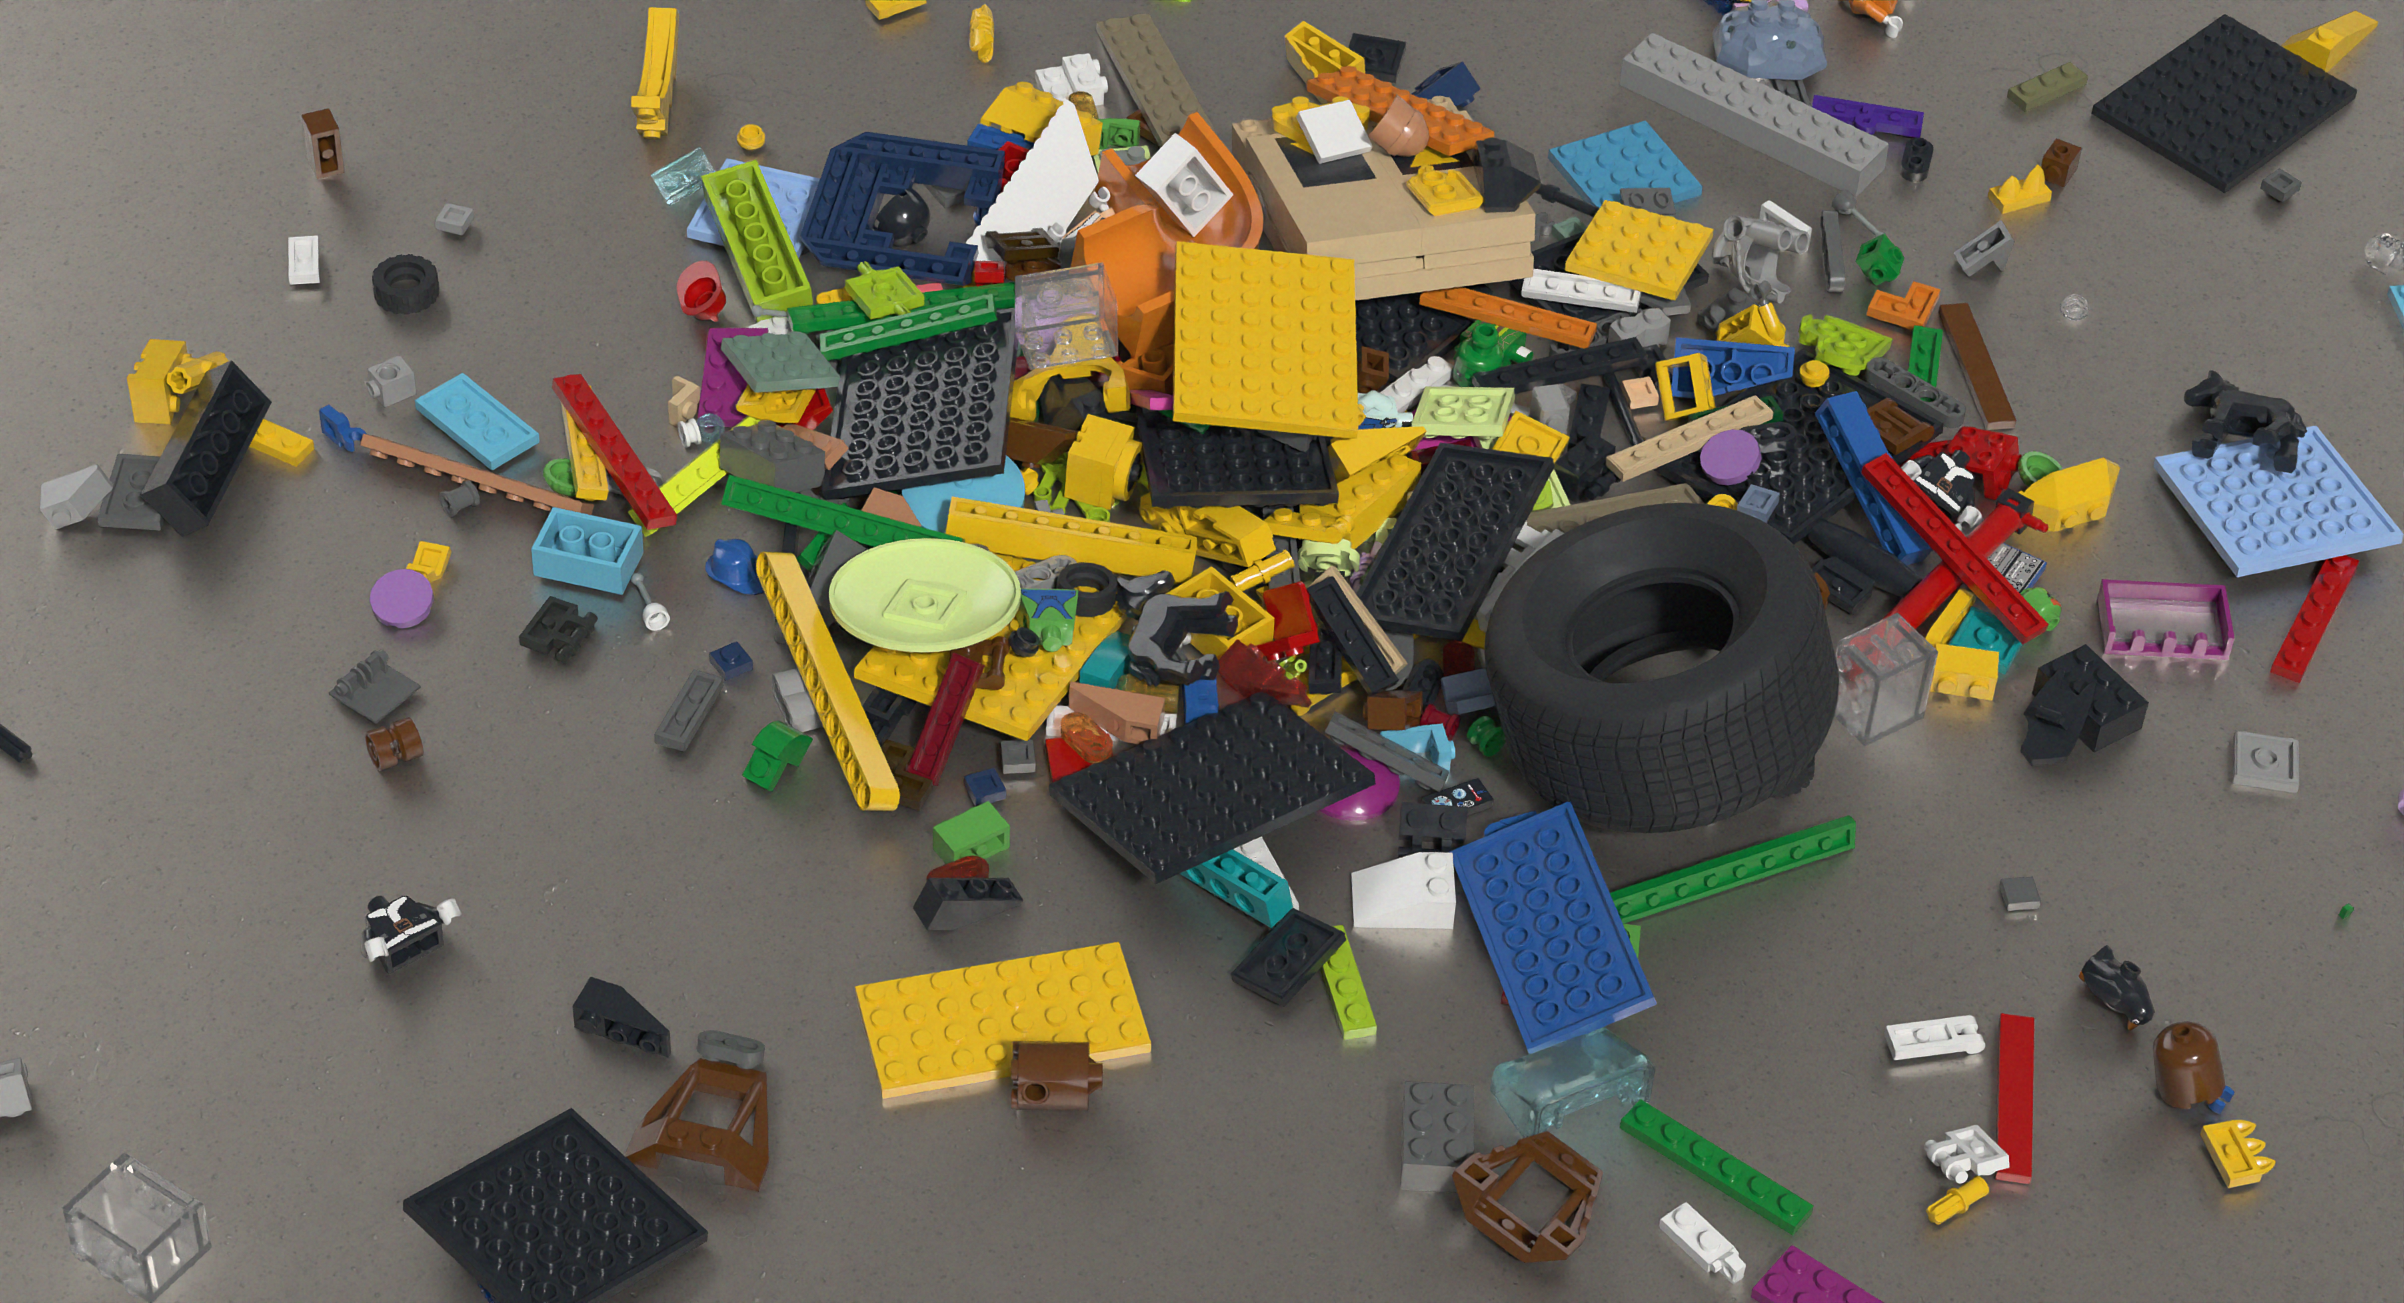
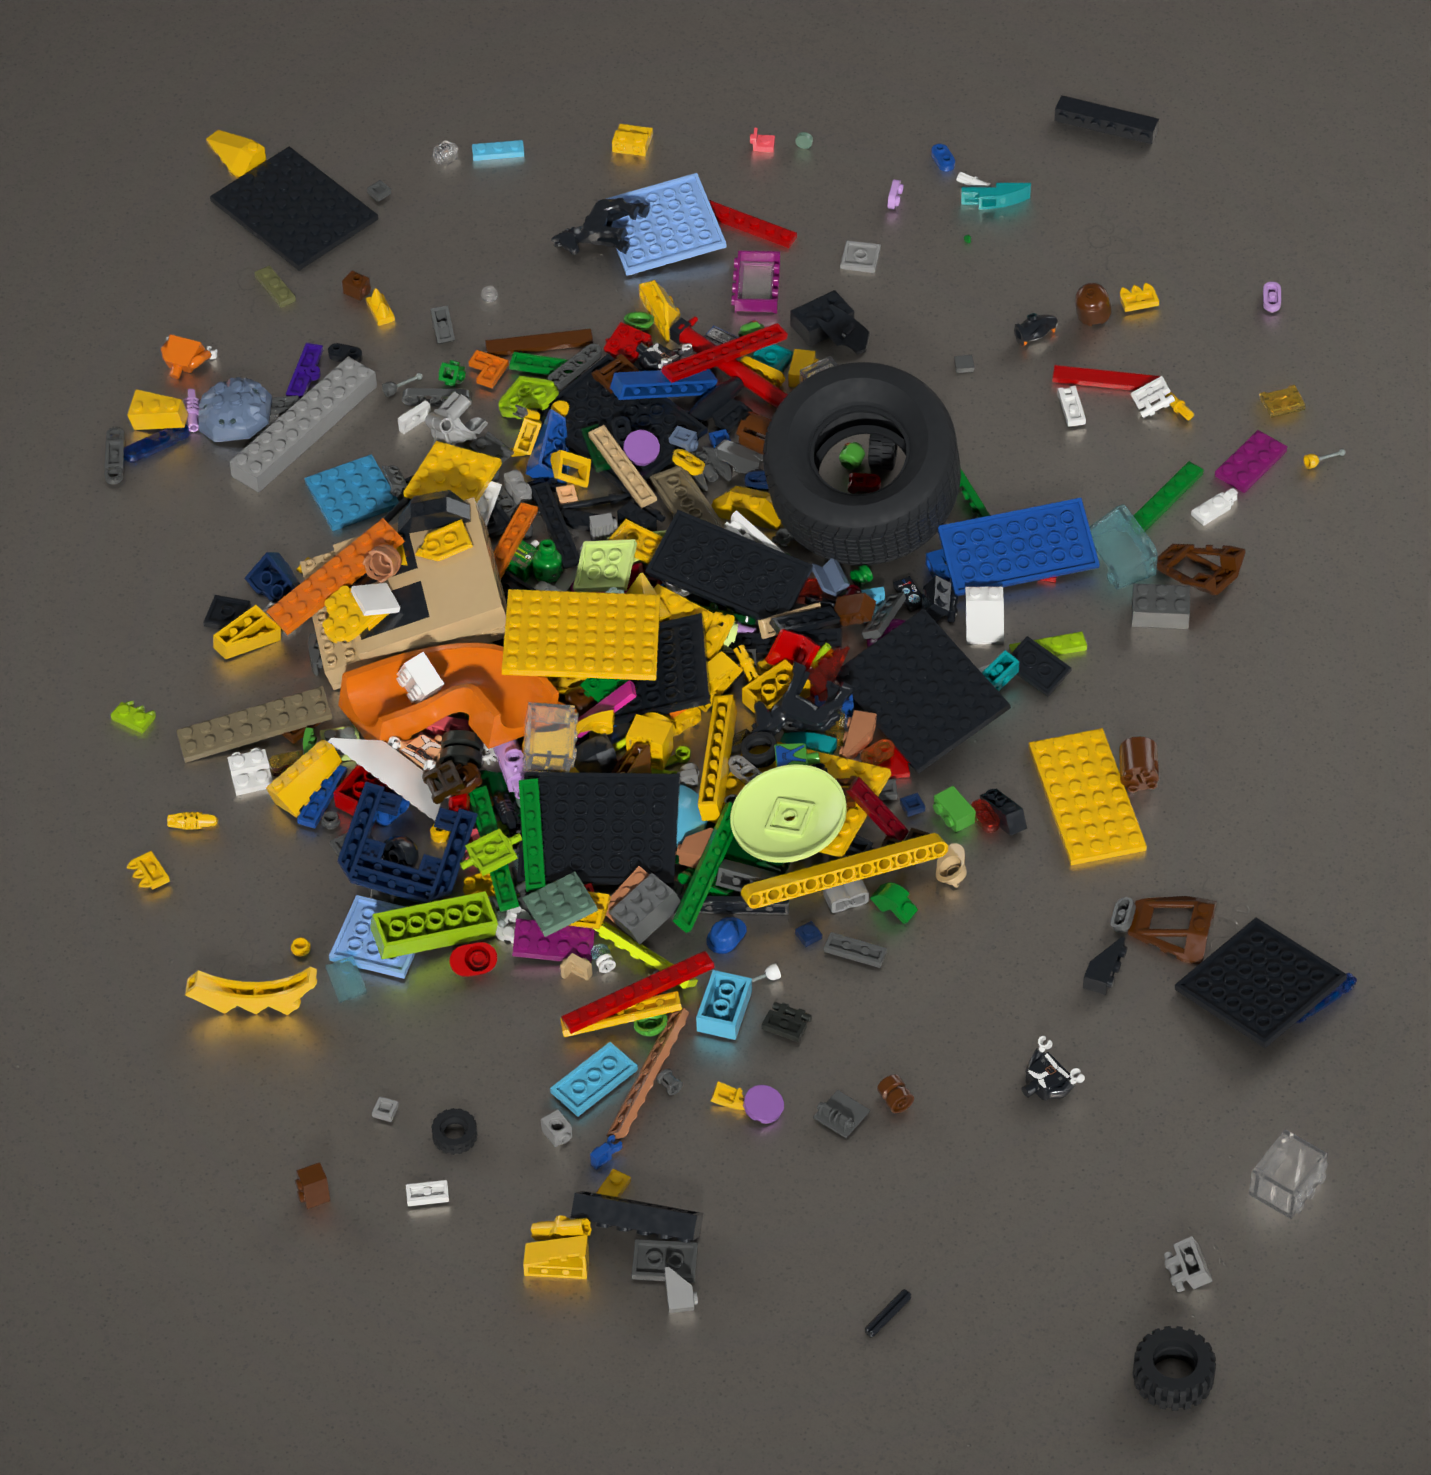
camera: 85 degrees left, 5 degrees up
(840, 828) = (952, 866): none -> tan piece

